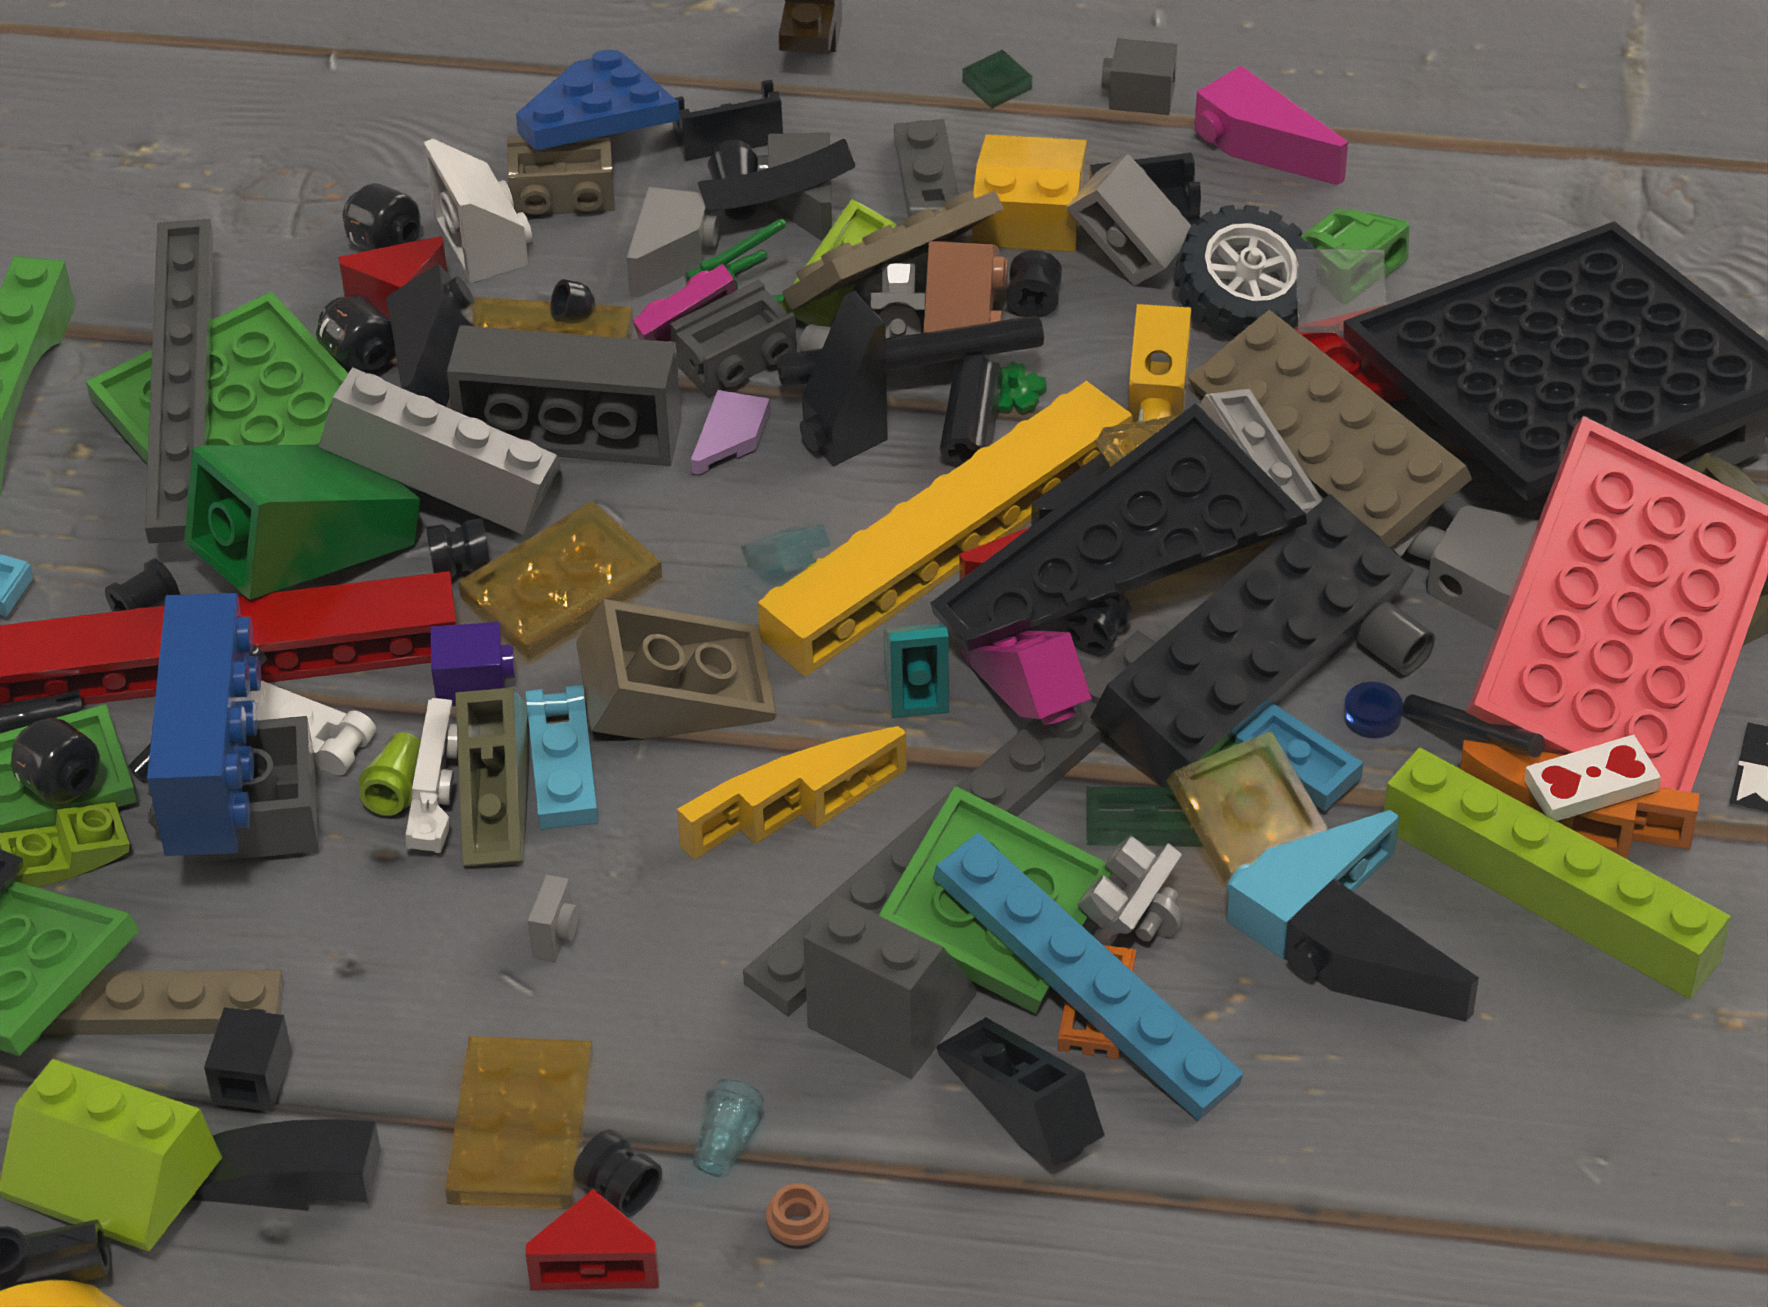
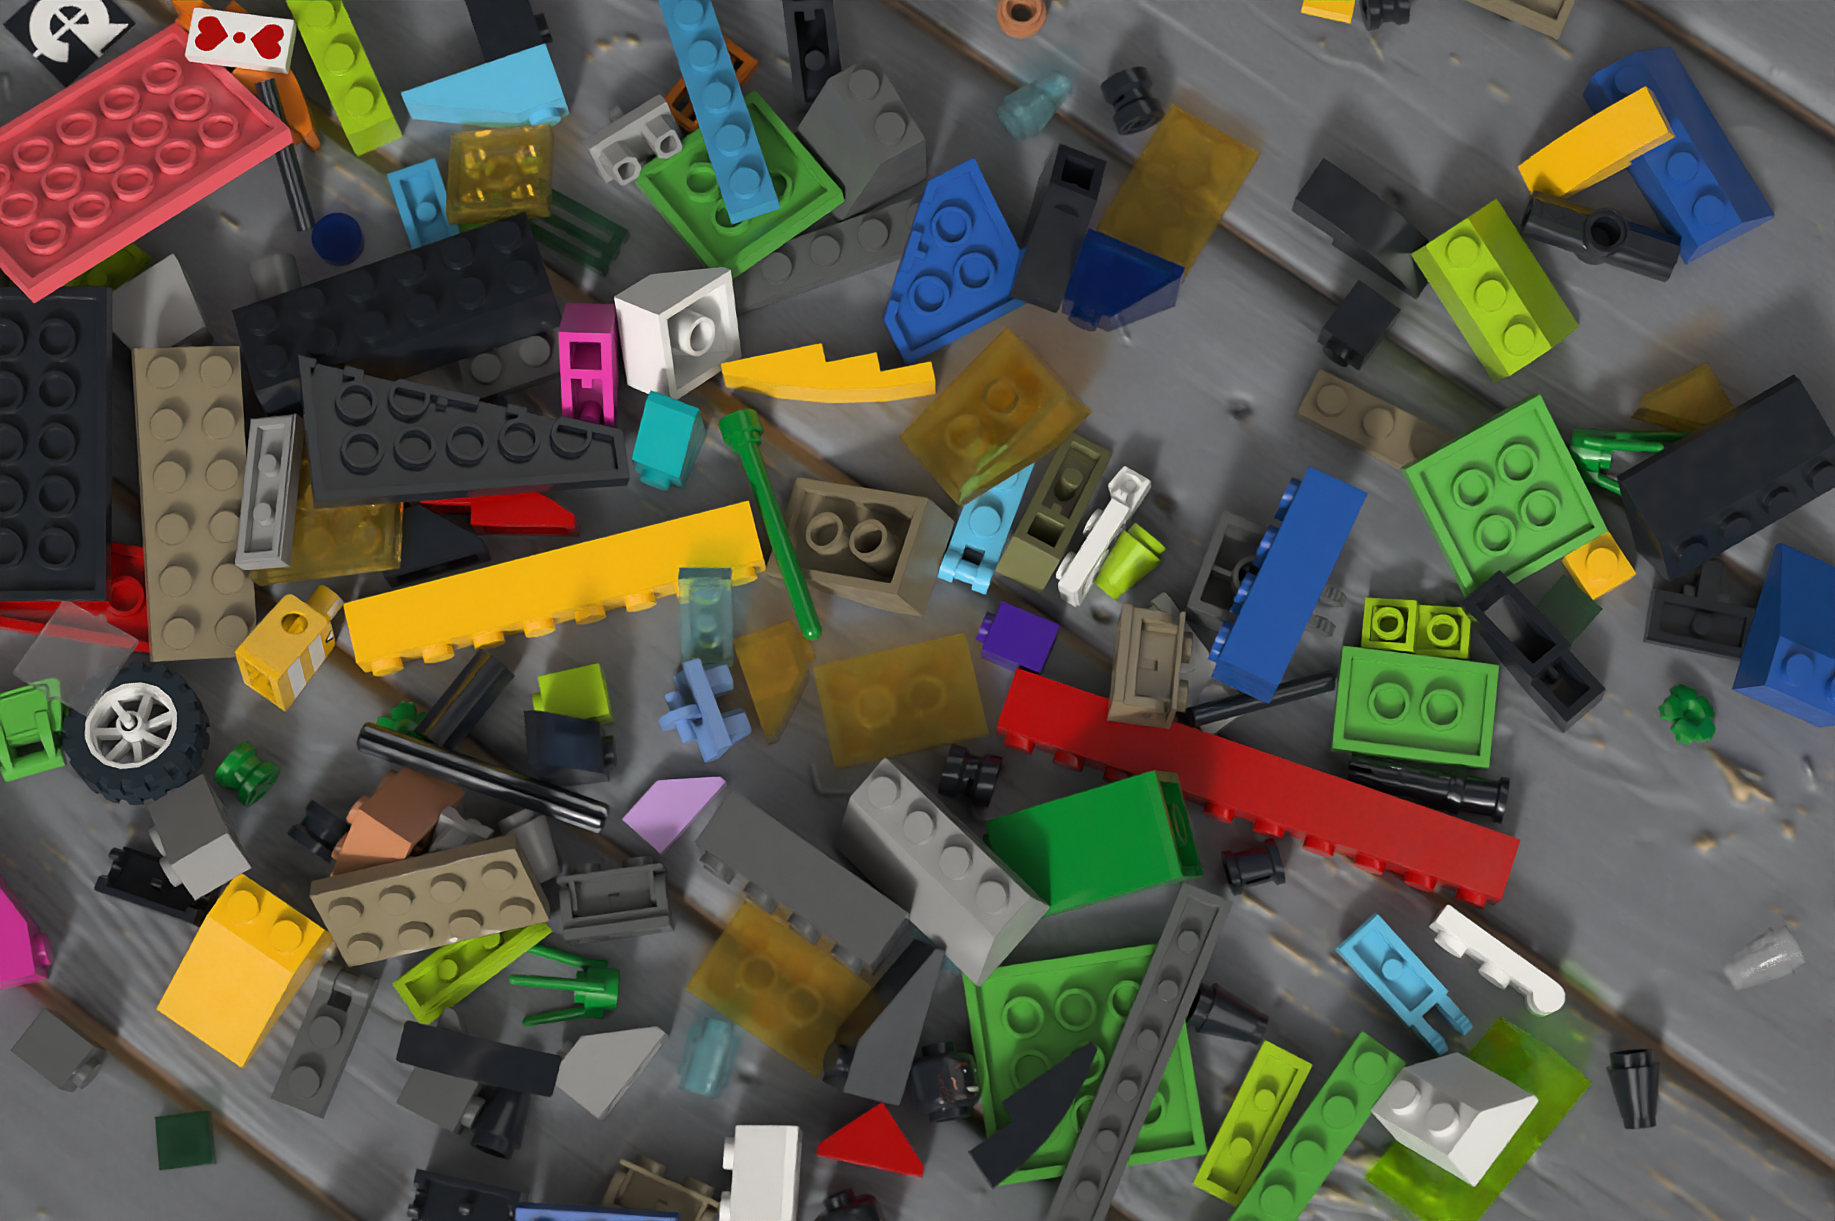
camera: 150 degrees left, 30 degrees up
(53, 424) = (1252, 1124): none -> lime plate
(55, 760) = (1403, 674): black head -> none
(113, 484) = (1226, 1015): none -> black cone
(259, 323) = (1033, 1116): none -> black slope
(322, 658) = (1147, 667): none -> dark tan hinge
(526, 986) = (1118, 284): none -> clear blue slope
(552, 918) = (1072, 348): light grey plate -> none
(571, 302) = (742, 1002): black hinge -> none
(586, 265) = (708, 1057): none -> clear light blue brick
(592, 1249) = (1181, 48): red slope -> none
(593, 811) = (994, 419): none -> clear yellow slope
(628, 994) = (1056, 227): none -> black slope
(698, 292) = (625, 948): dark pink plate -> none
(699, 546) = (775, 673): none -> clear yellow slope
(717, 929) = (952, 266): none -> blue plate
(759, 507) = (697, 713): none -> medium blue hips
(849, 712) = (742, 433): none -> green piece
(870, 455) = (575, 693): none -> lime brick
(967, 729) = (677, 329): none -> white slope
(1126, 291) = (247, 774): none -> green wheel

